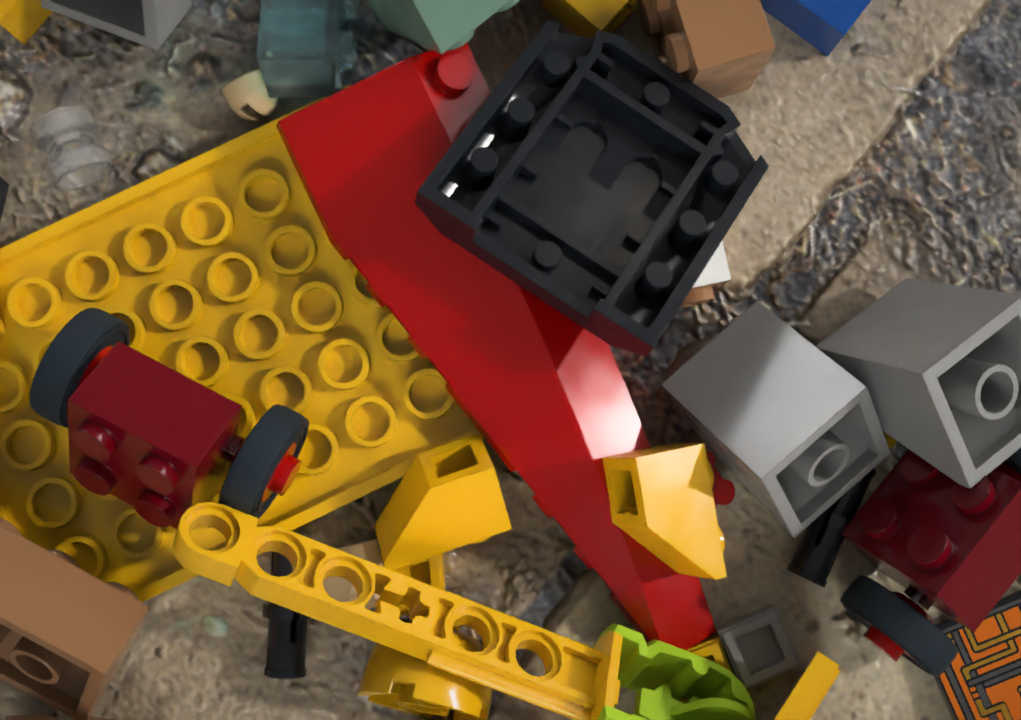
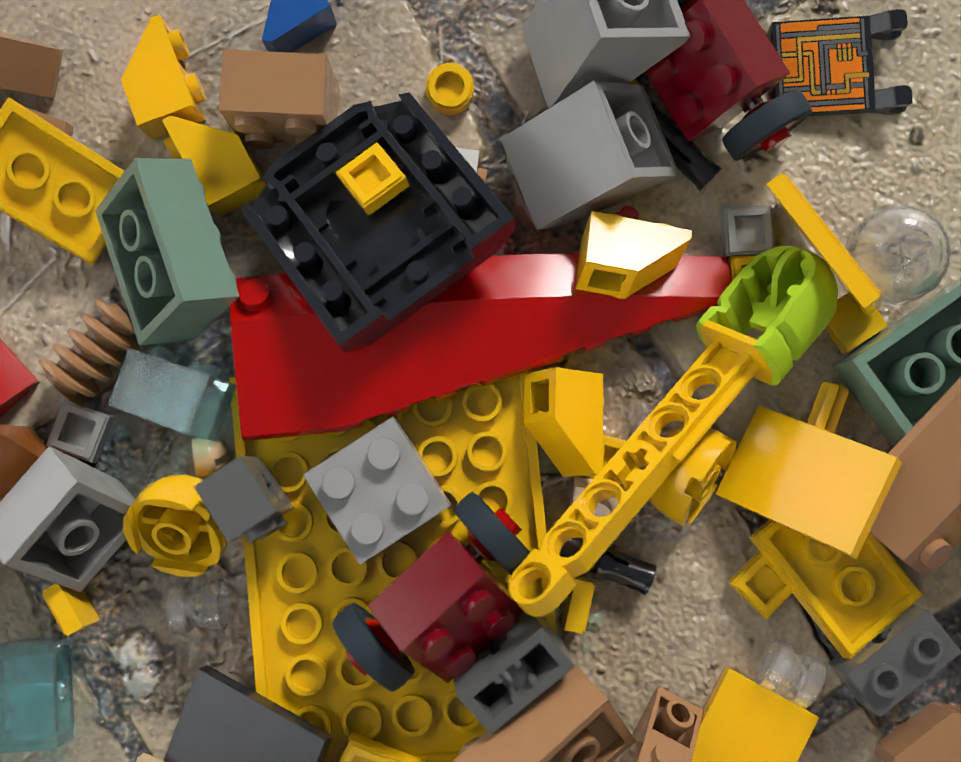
camera: 70 degrees left, 0 degrees up
(105, 547) = (513, 672): none -> dark grey brick
(157, 90) = (174, 527): none -> yellow cylinder
(201, 151) = (245, 499): none -> dark grey brick
(217, 598) = (578, 606): none -> yellow tile
(270, 306) = (377, 490): none -> light grey brick
(644, 161) = (372, 178): none -> yellow tile
(799, 219) = (450, 88): none -> yellow tile

